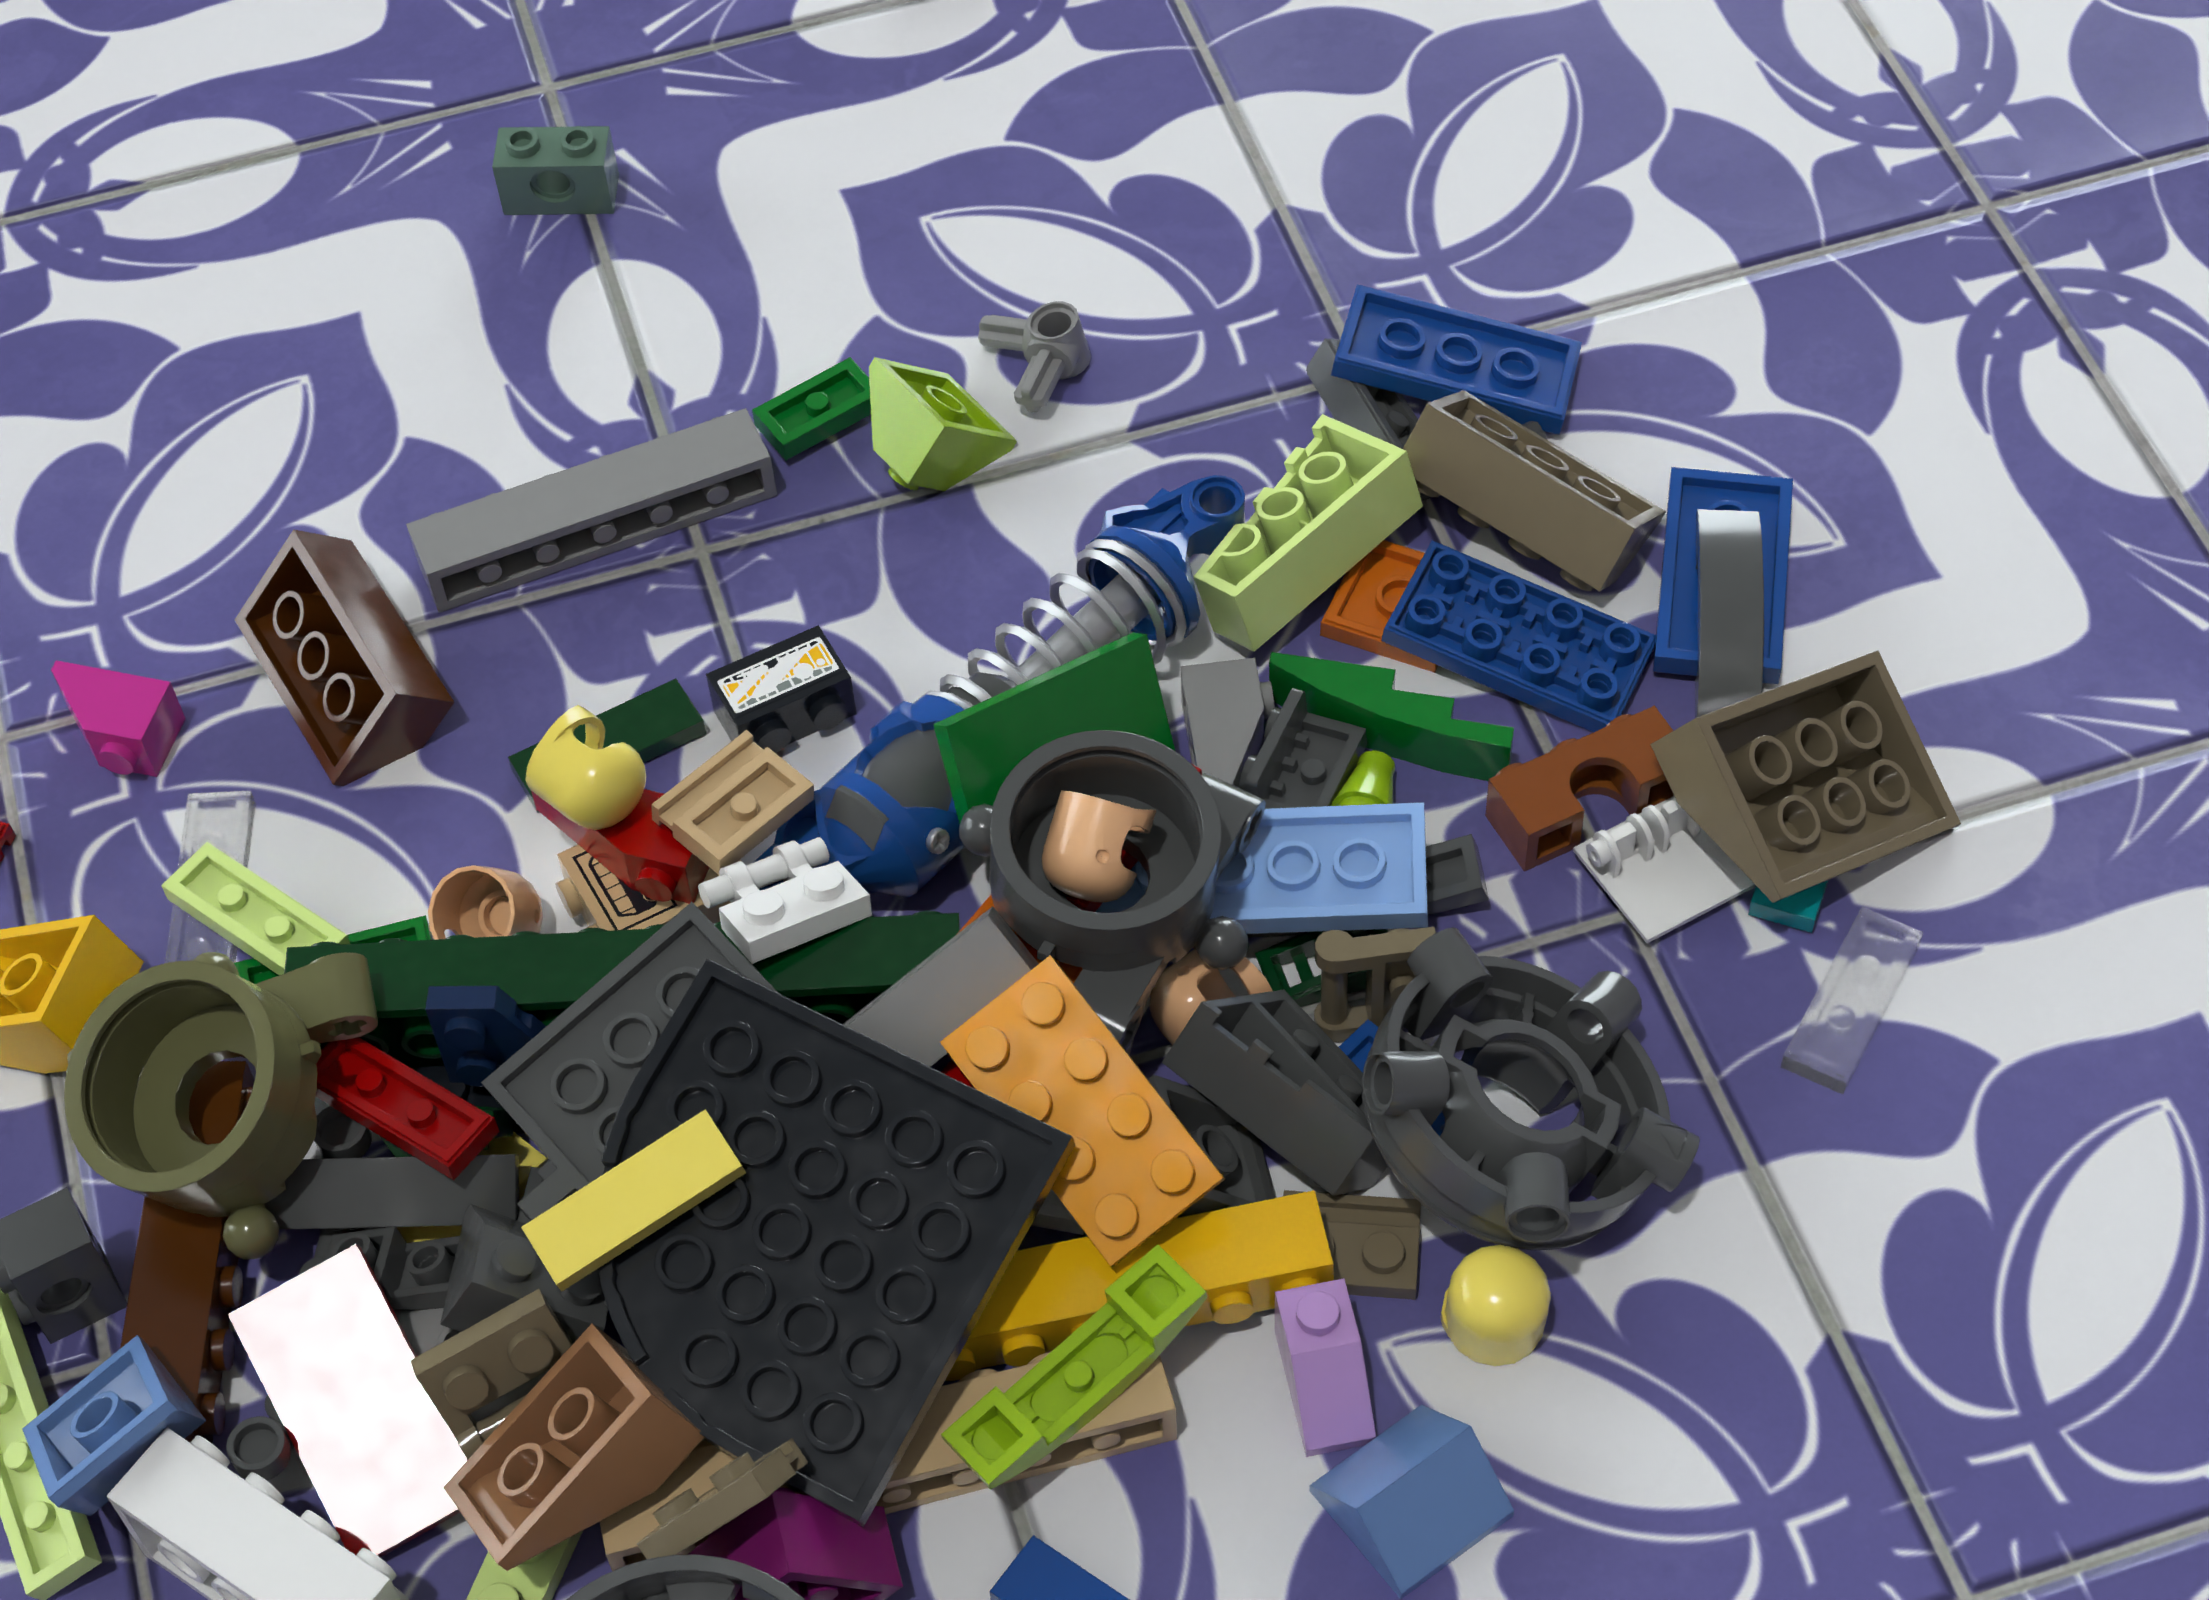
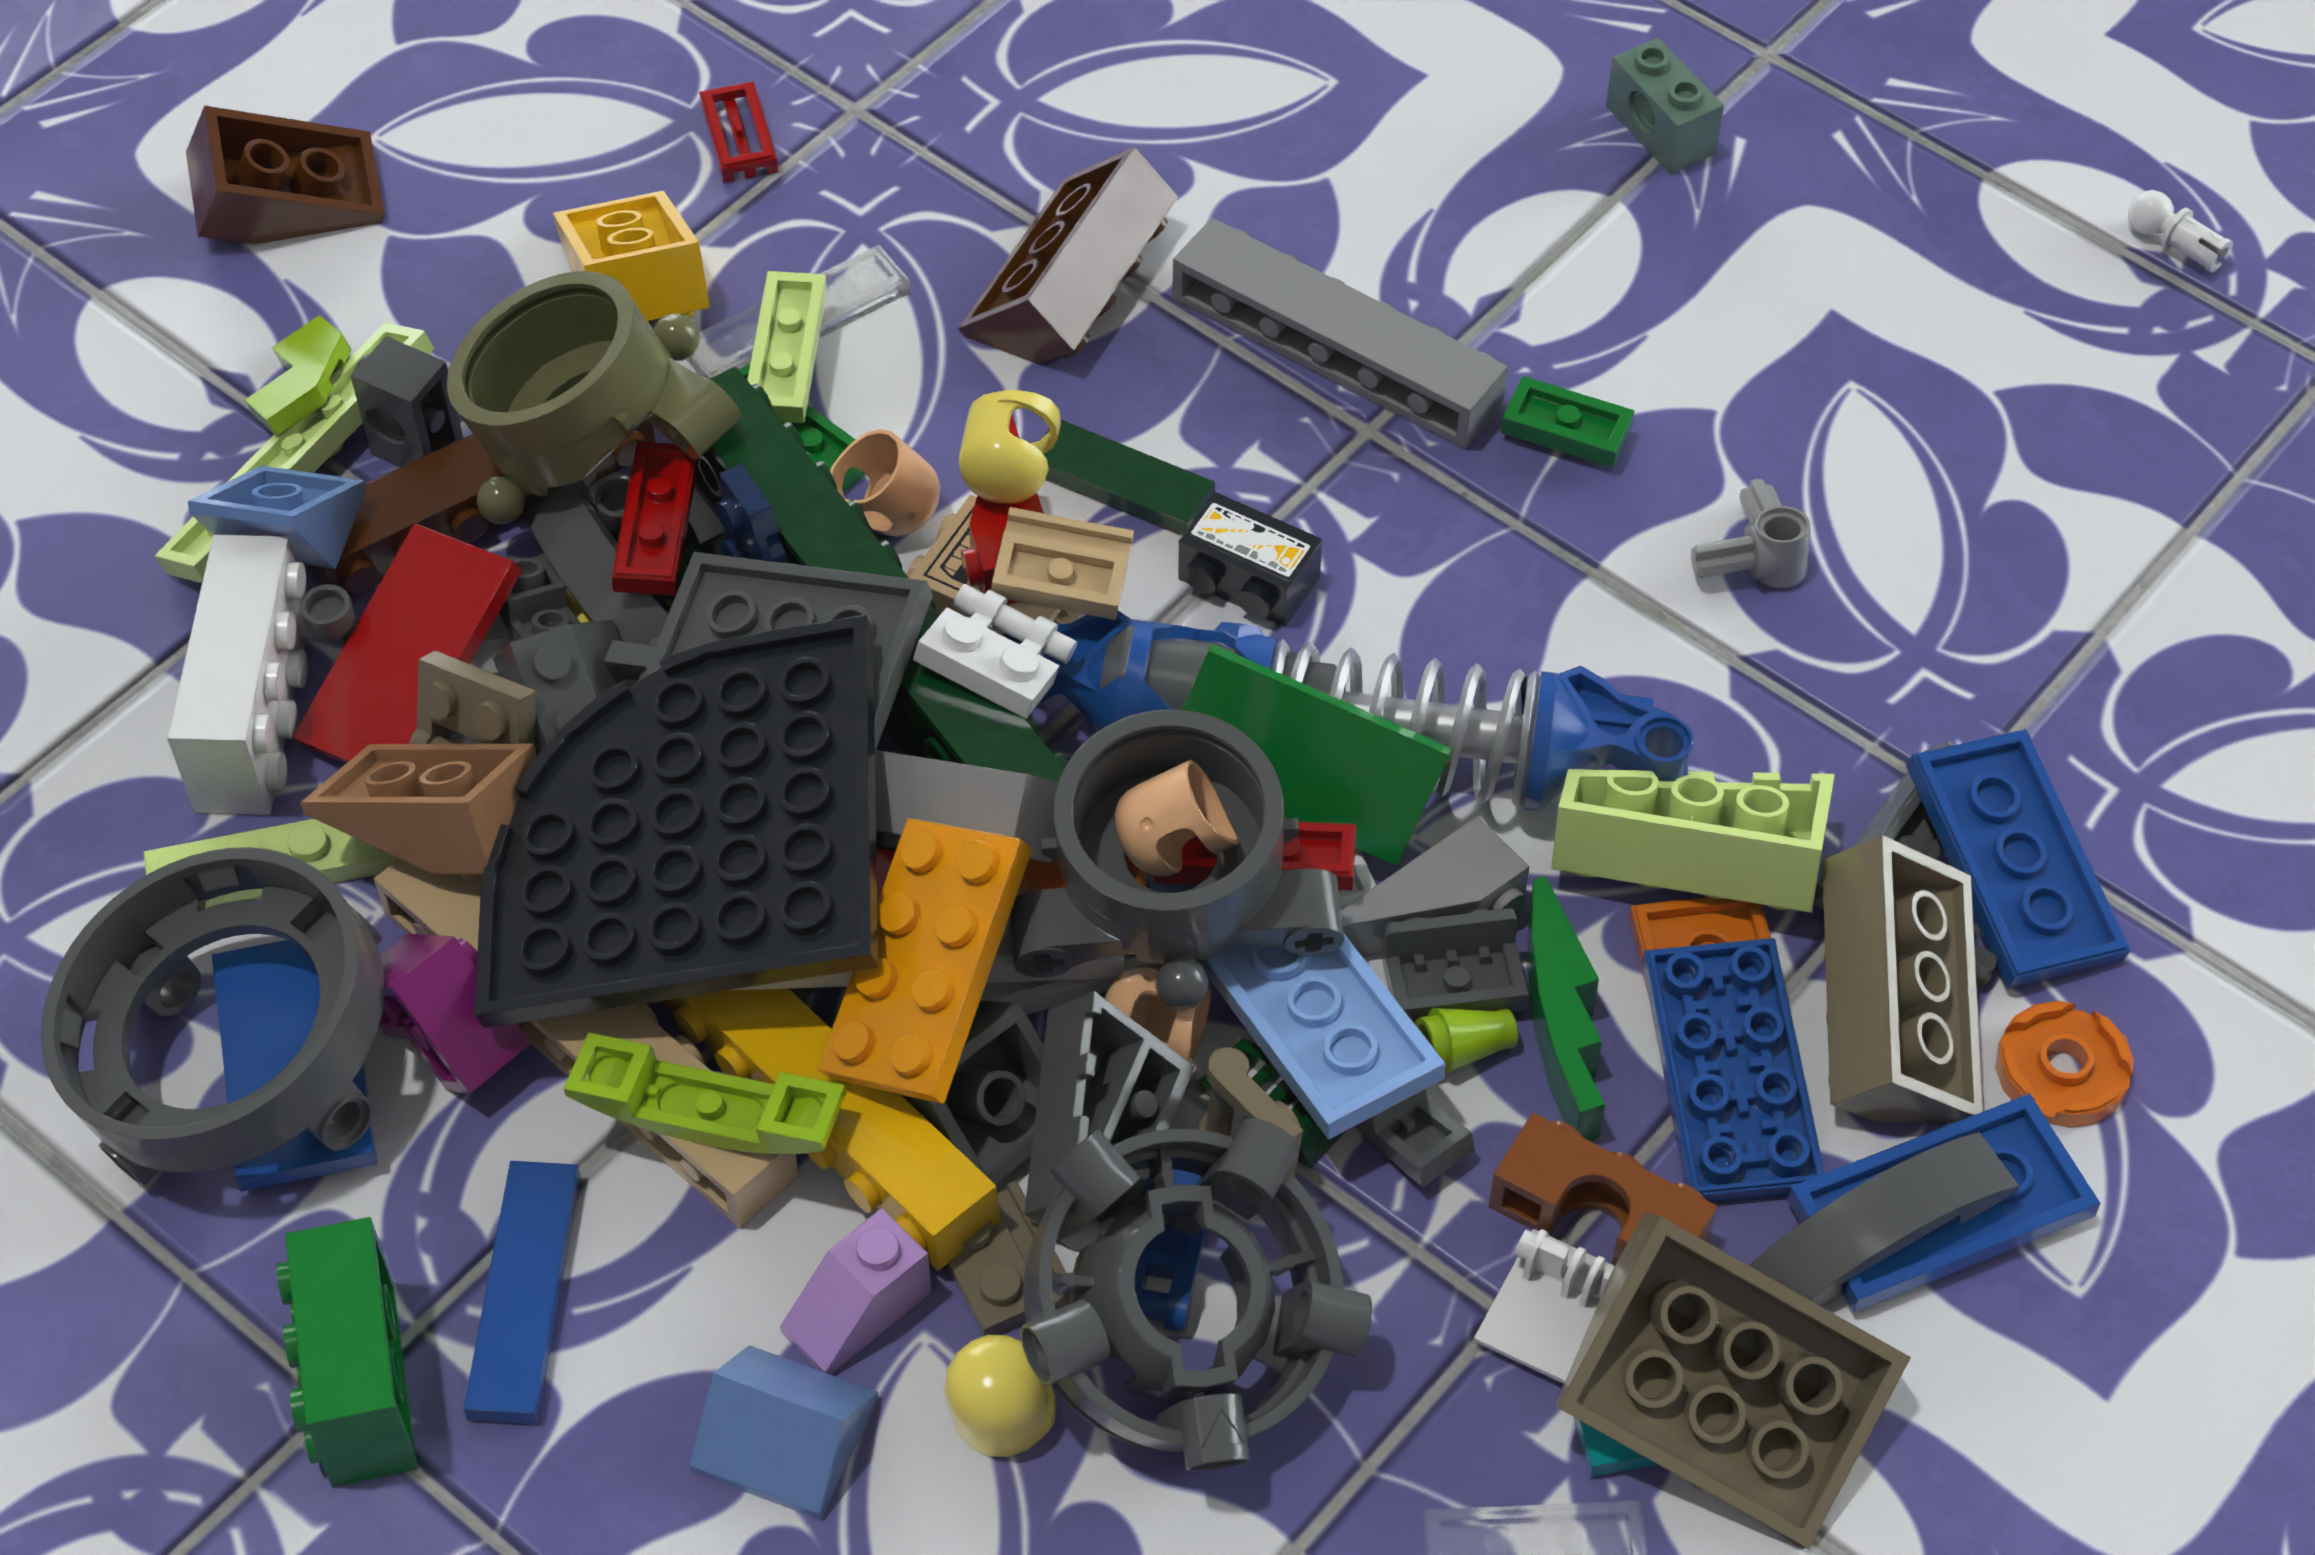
camera: 55 degrees right, 0 degrees up
(122, 716) = (911, 162): dark pink slope -> none
(633, 1200) = (635, 699): light yellow tile -> none
(736, 1490) = (424, 905): dark tan plate -> none
(930, 426) = (1611, 506): lime slope -> none
(1639, 463) = (2065, 1097): none -> orange tile

